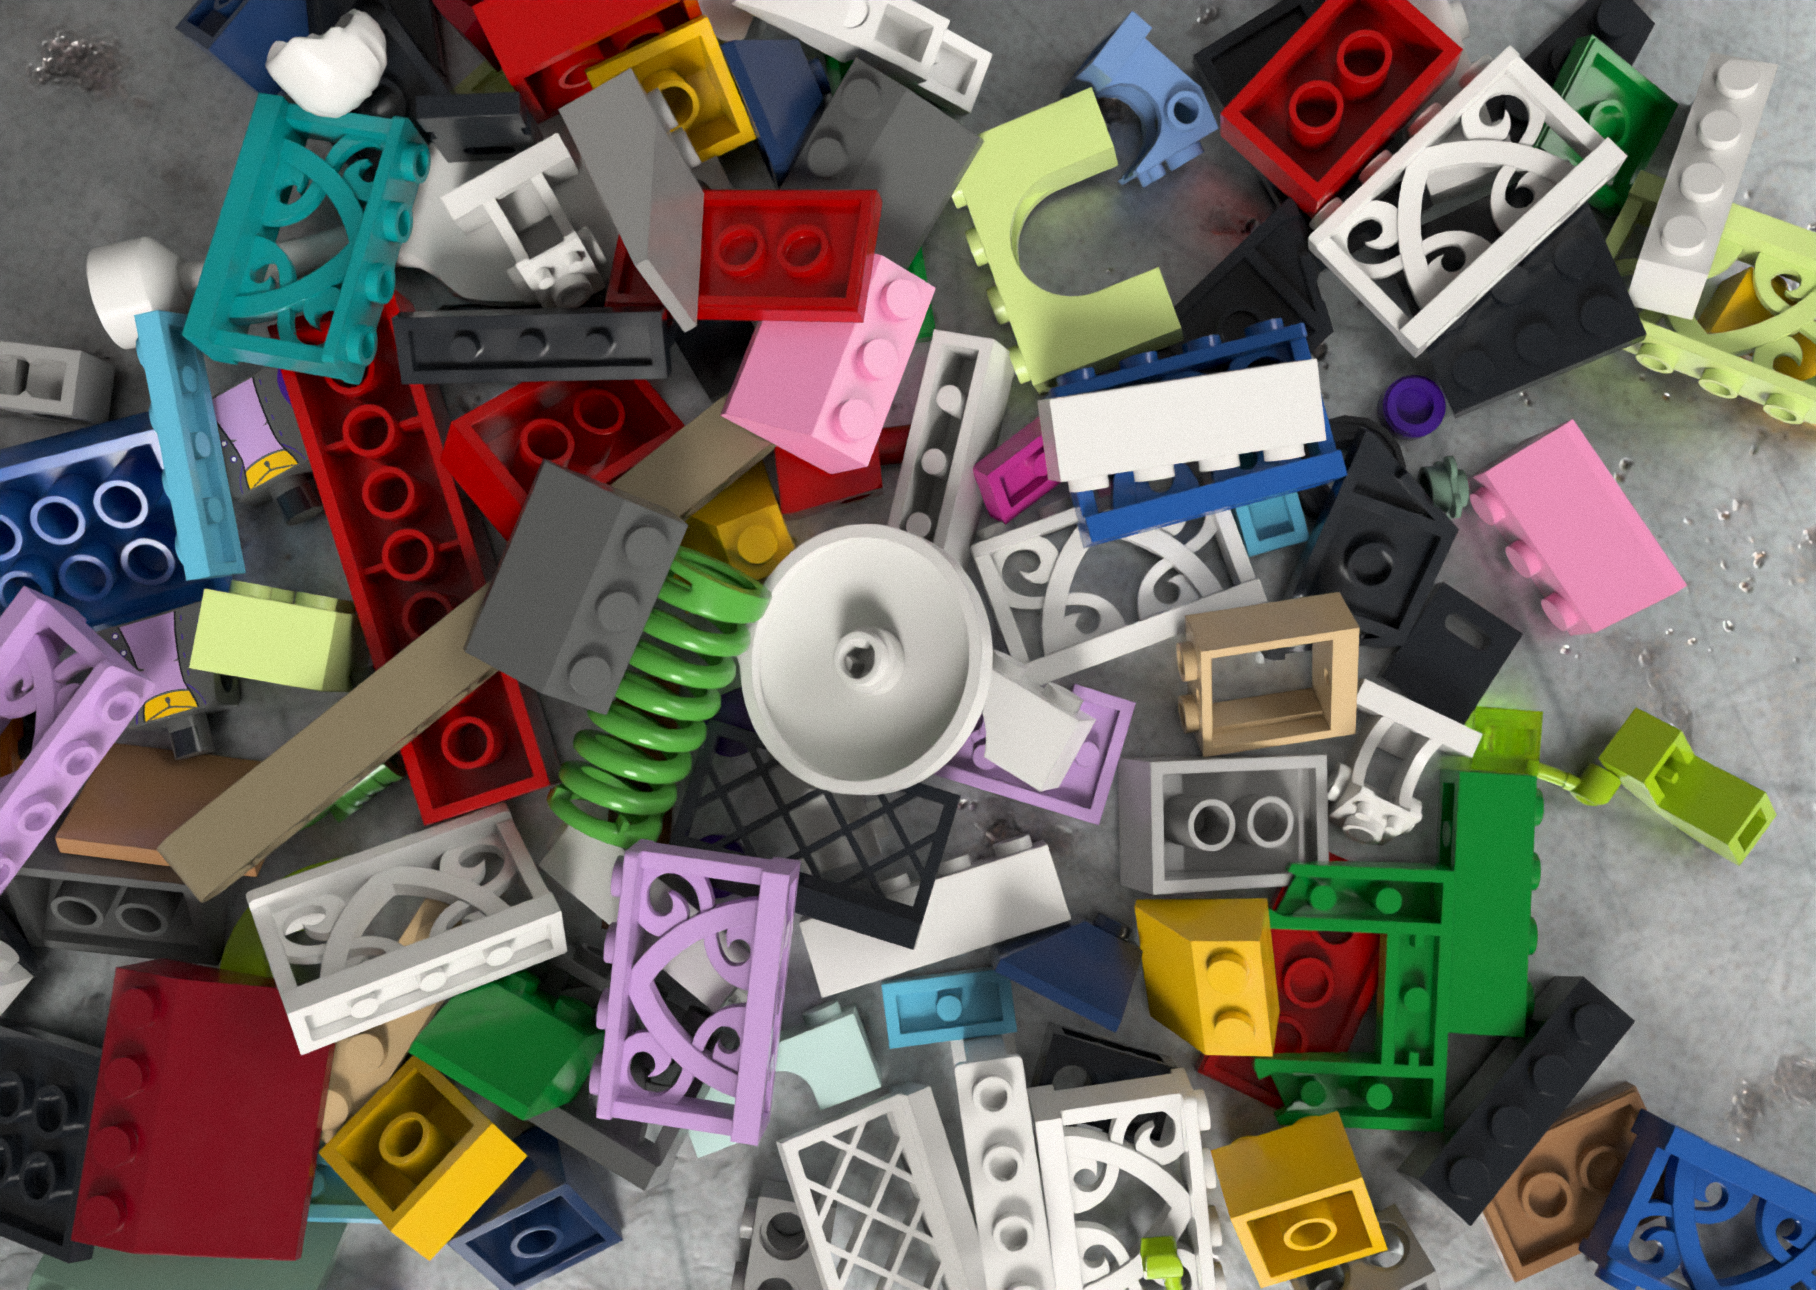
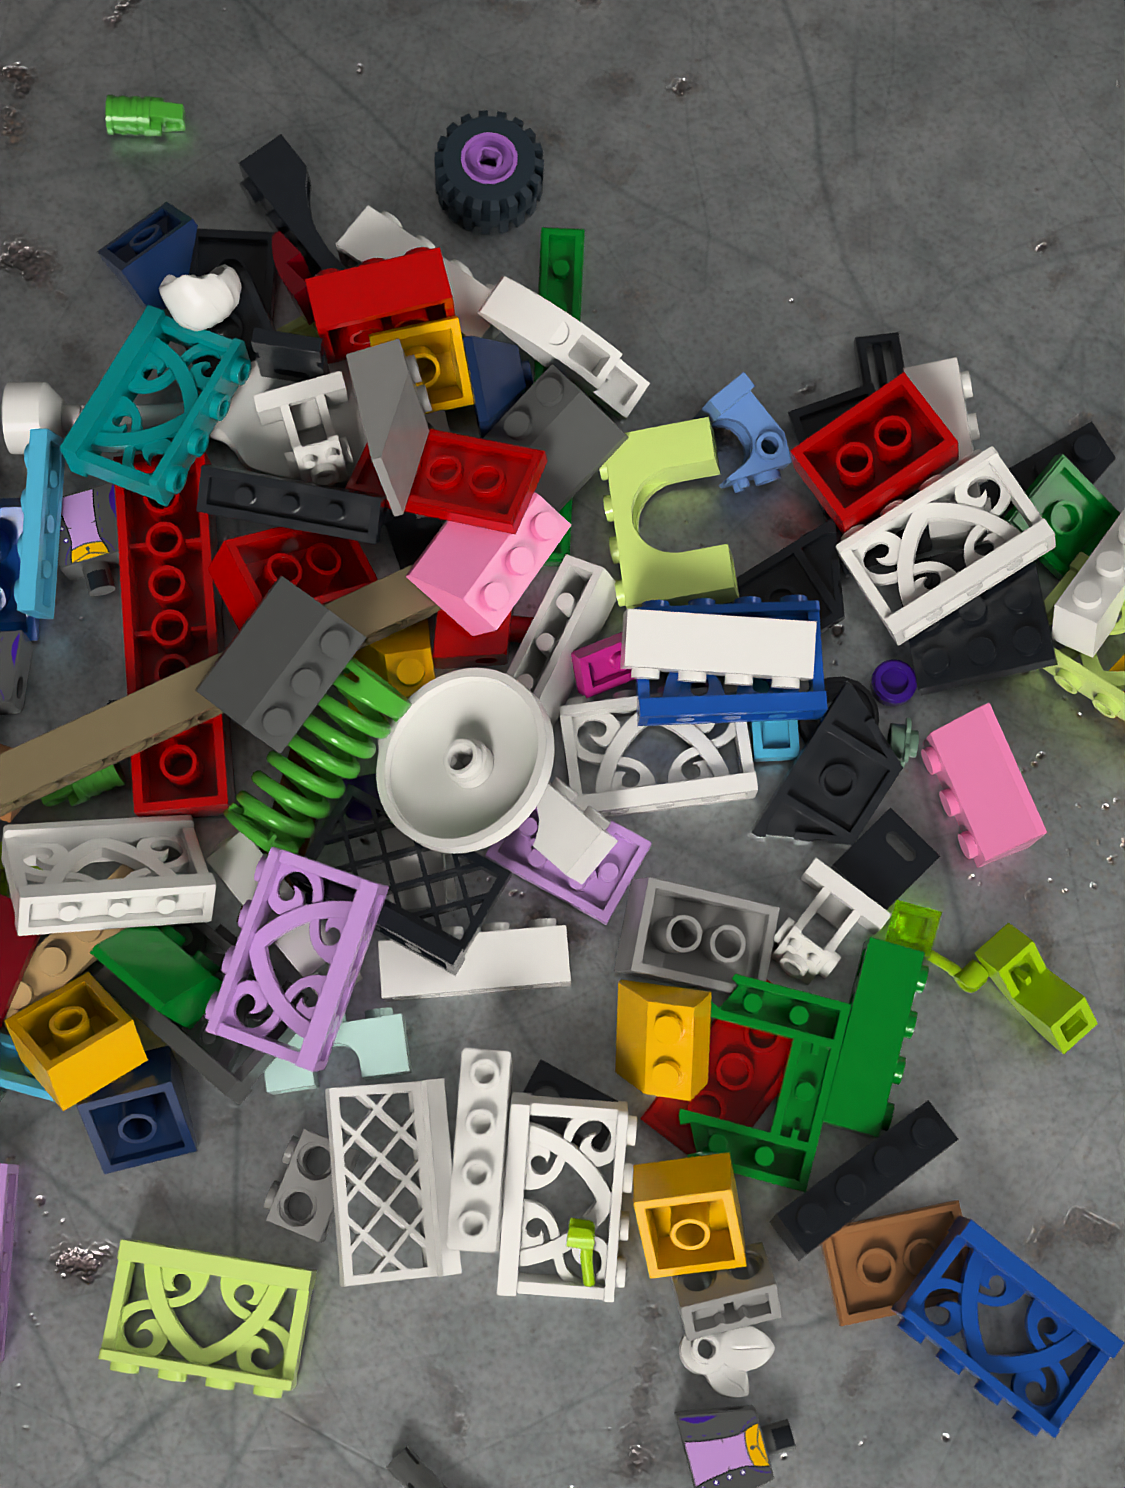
camera: 15 degrees right, 10 degrees down
(269, 639) = (66, 666): yellowish green brick -> none
(948, 1007) = (457, 1027): medium azure plate -> none
(1076, 965) = (566, 1013): dark blue slope -> none
(1274, 718) = (749, 876): tan window -> none

